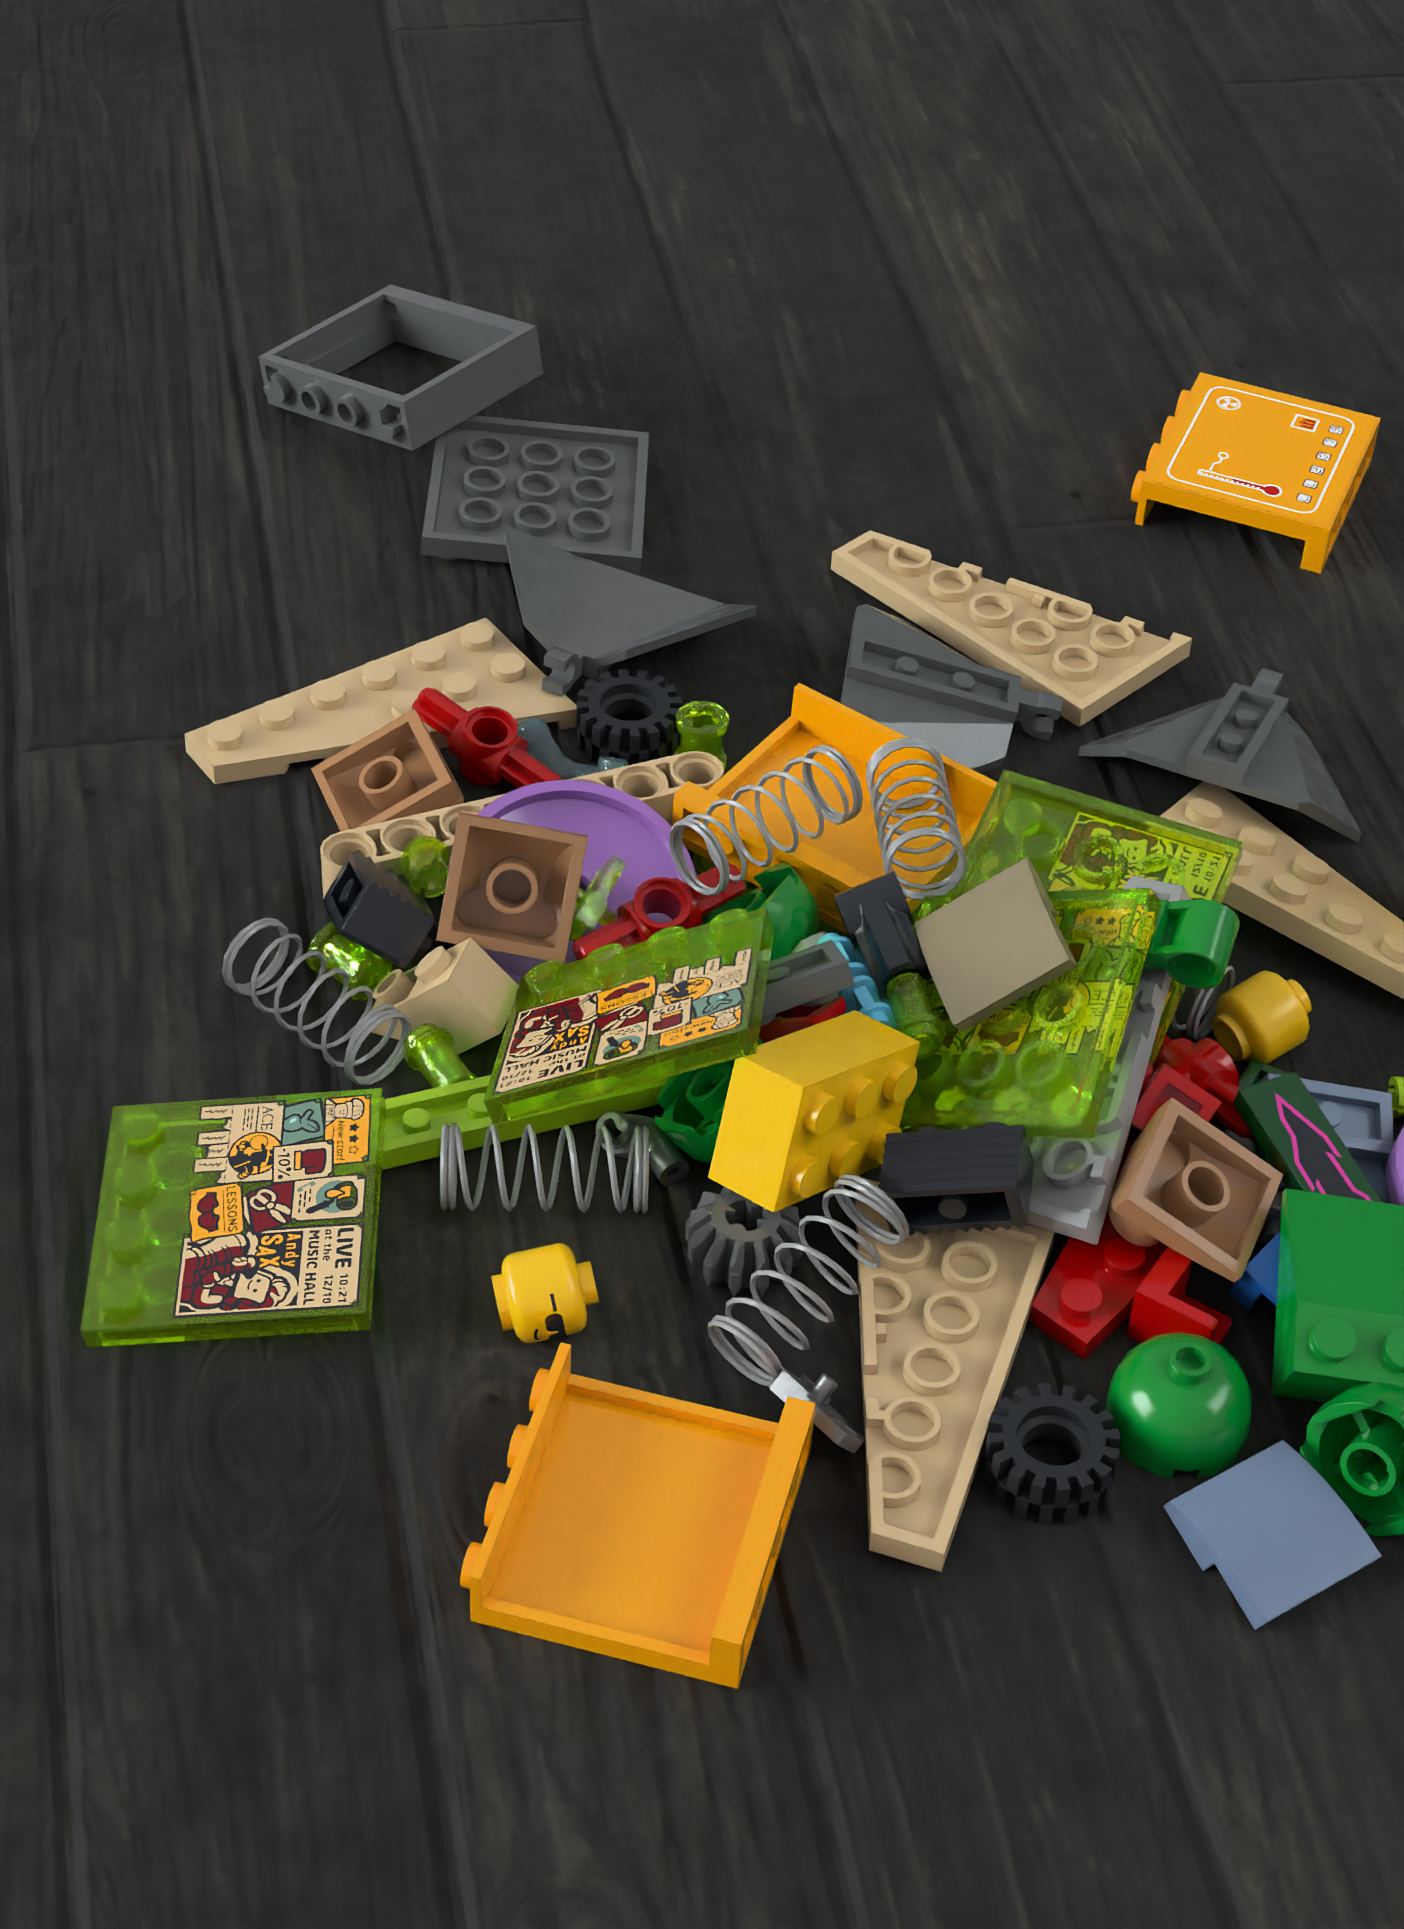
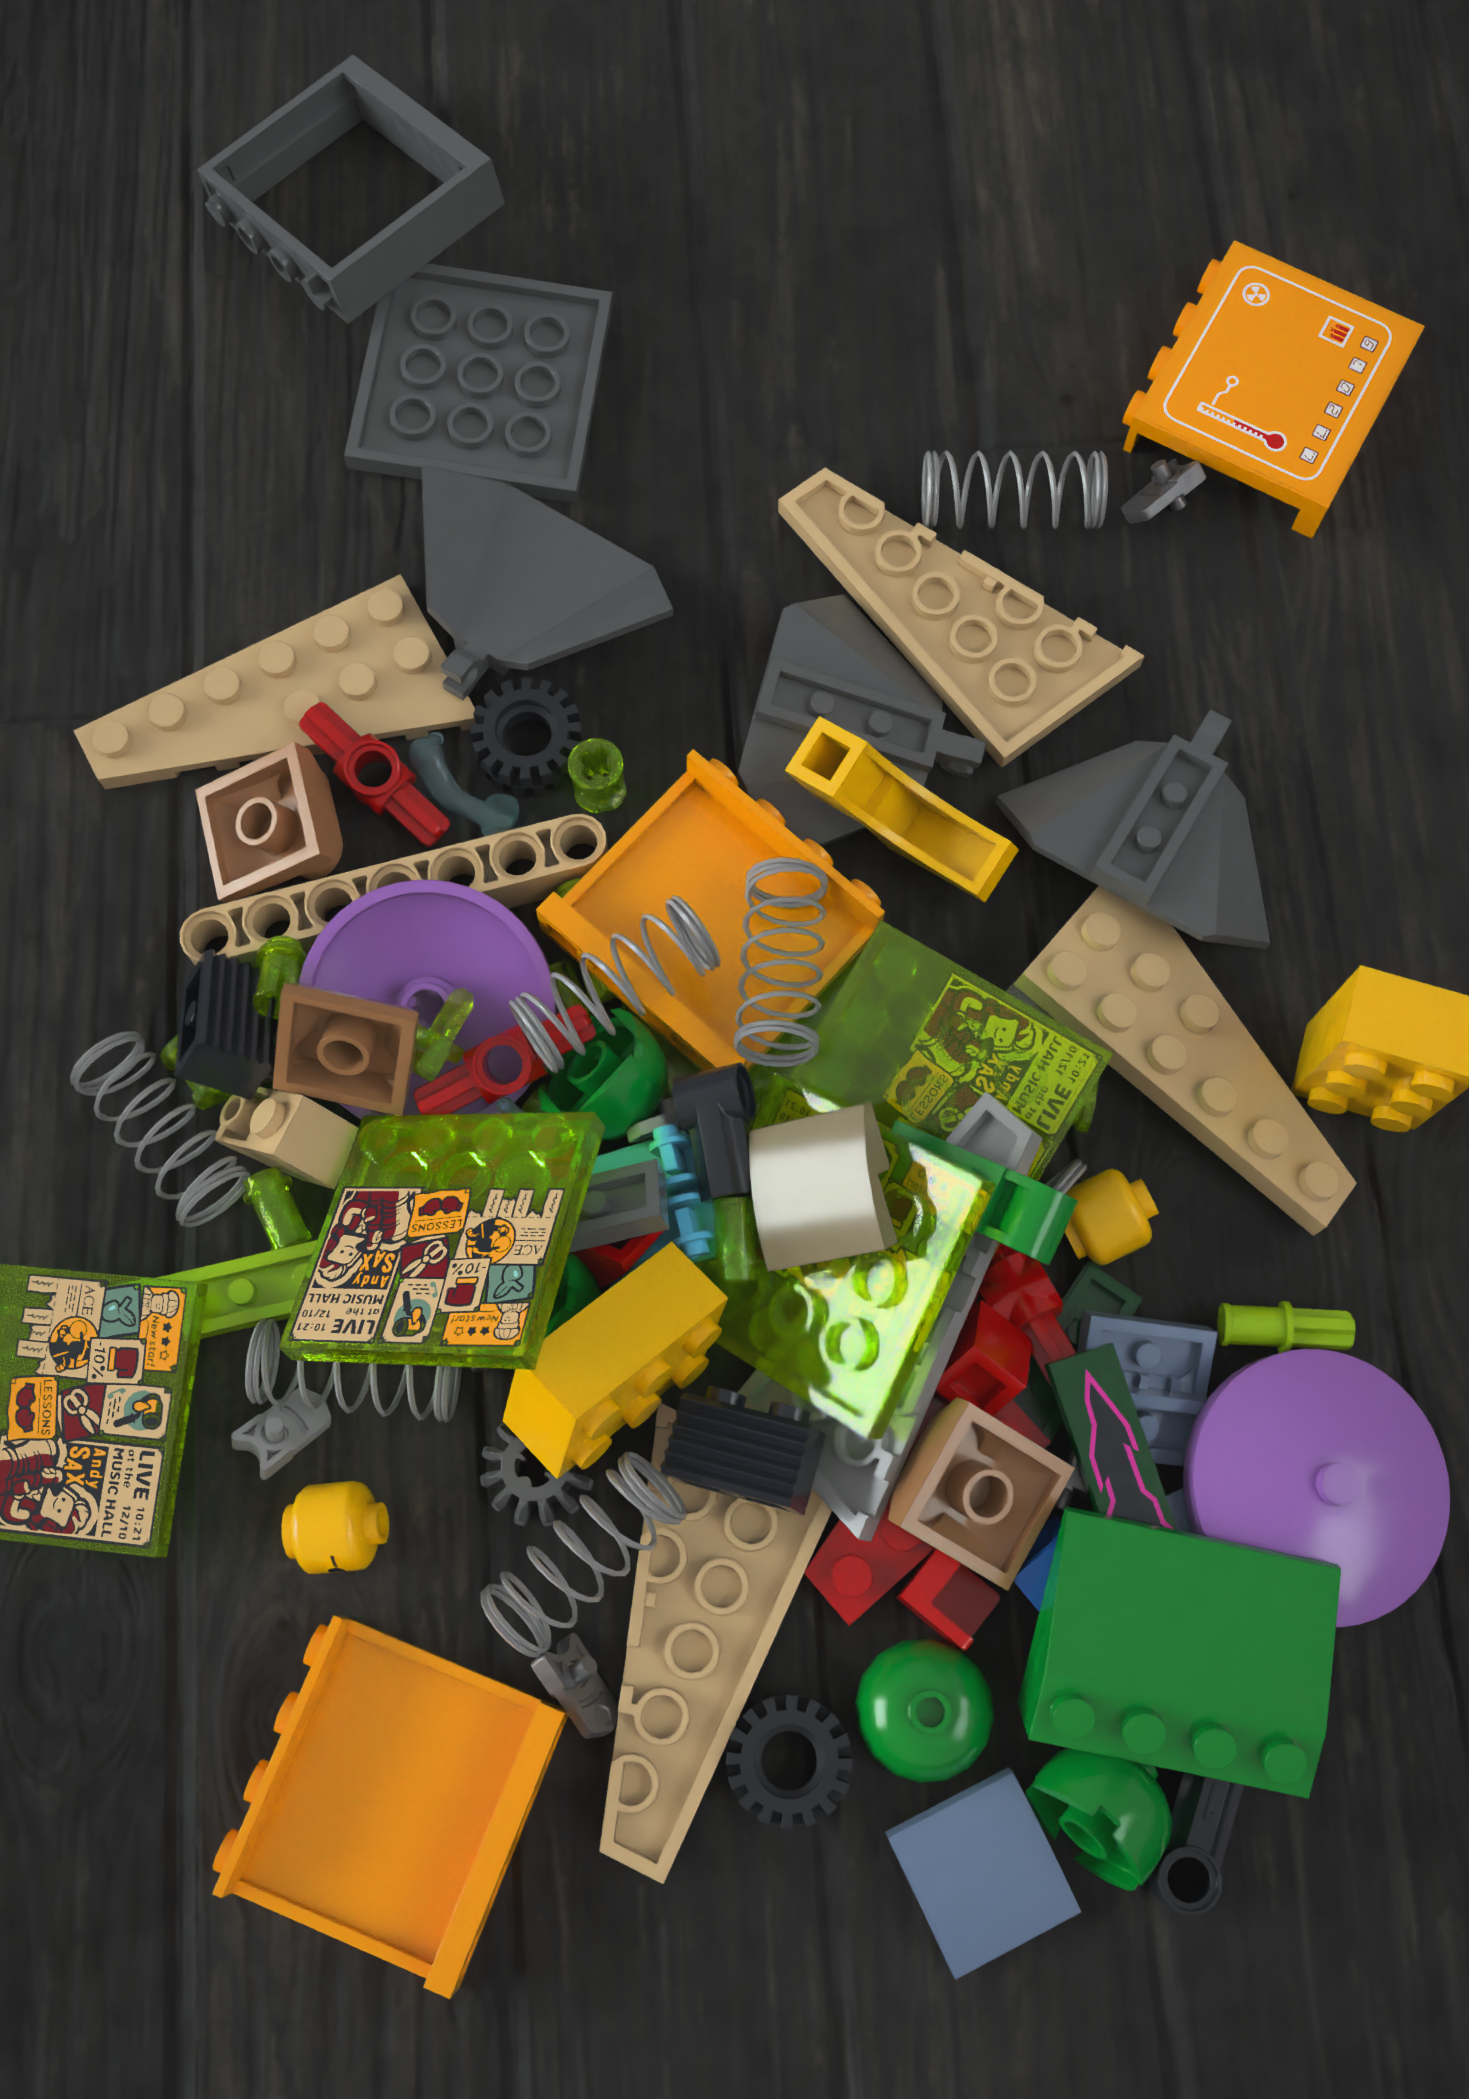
camera: 10 degrees right, 30 degrees up
(472, 1230) = (282, 1431): none -> light grey piece
(951, 702) = (899, 810): none -> yellow arch
(971, 545) = (1093, 479): none -> light grey piece
(1181, 535) = (1167, 487): none -> flat silver piece

